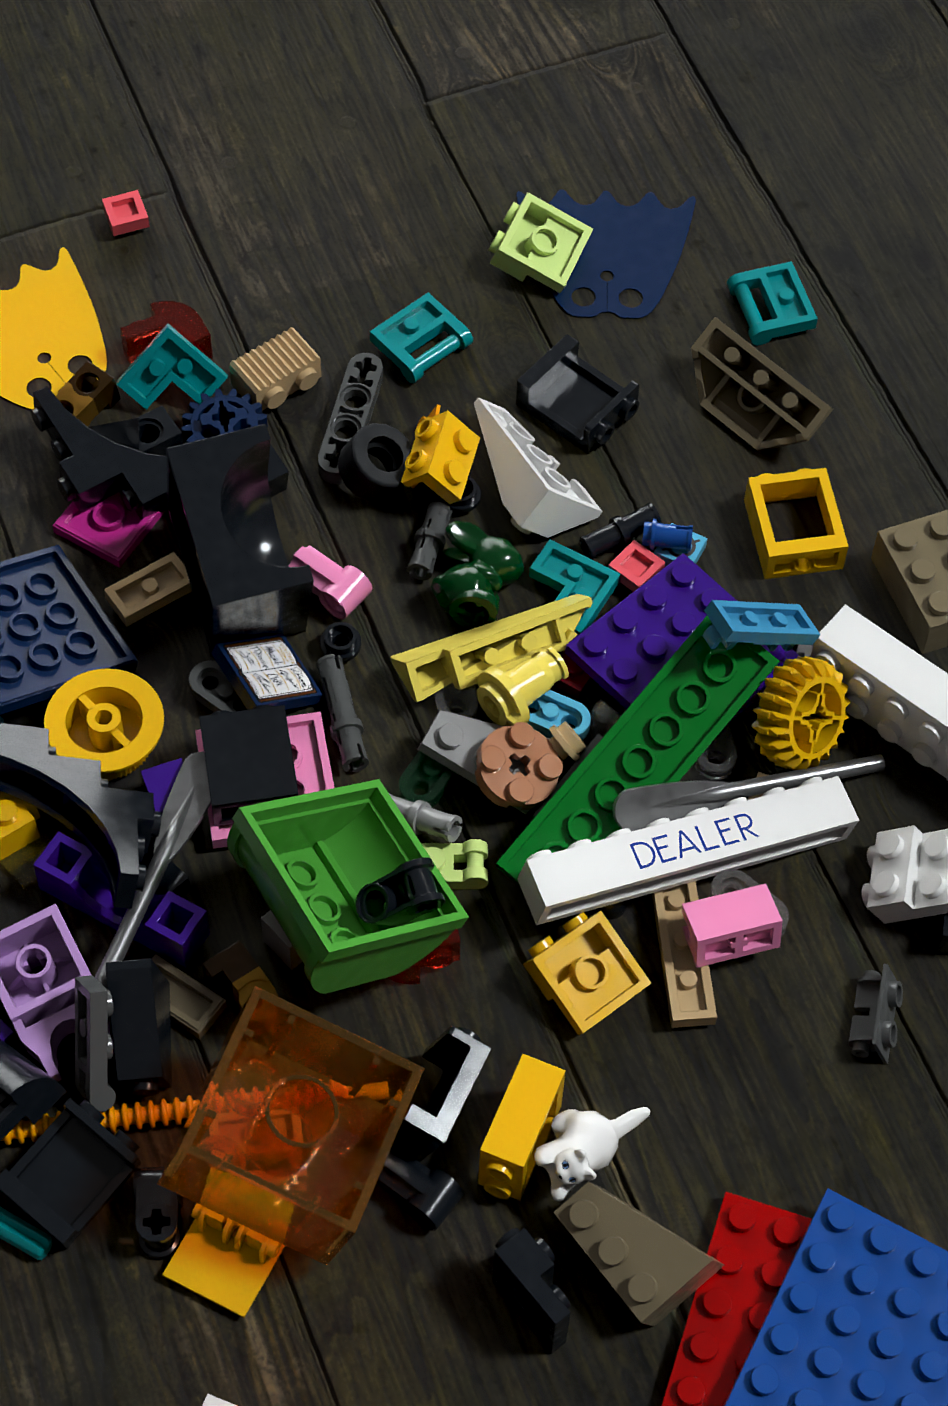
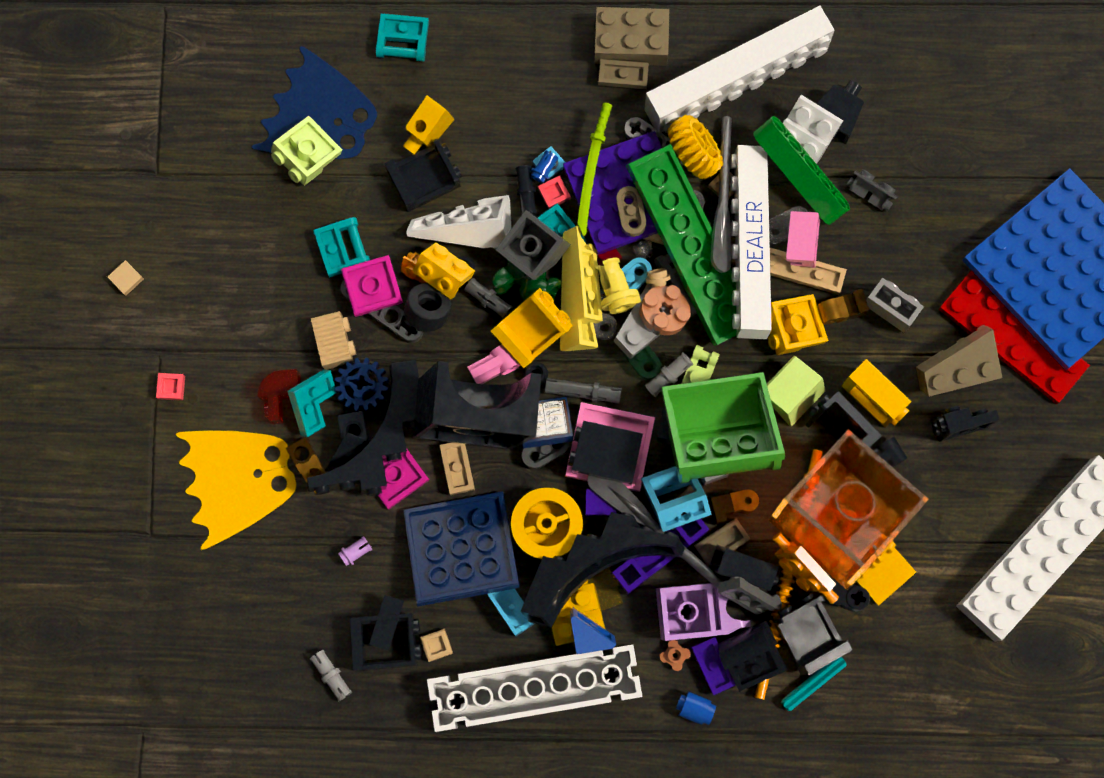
camera: 60 degrees left, 20 degrees up
(174, 1091) = (806, 570): none -> light orange plate
(214, 878) = (670, 512): none -> medium azure window
(259, 116) = (125, 278): none -> tan tile
(378, 385) = (372, 285): none -> dark pink tile
(402, 597) = (532, 327): none -> yellow panel
(407, 894) = (738, 398): black piece -> none
(471, 997) = (794, 390): none -> yellowish green slope
(532, 550) = (532, 246): none -> dark grey slope
(583, 1146) = (896, 365): white animal -> none
(644, 655) = (631, 212): none -> dark tan plate
(650, 1038) = (843, 308): none -> leg
(659, 365) = (429, 116): none -> yellow torso
(688, 1107) = (894, 305): none -> light grey brick
(742, 580) = (597, 139): none -> lime sword
(752, 391) = (468, 74): dark tan wedge -> none
(758, 624) = (651, 144): dark azure plate -> none
(797, 555) = (557, 113): yellow window -> none
(845, 884) = (801, 170): none -> green beam
(873, 591) = (623, 74): none -> dark tan plate

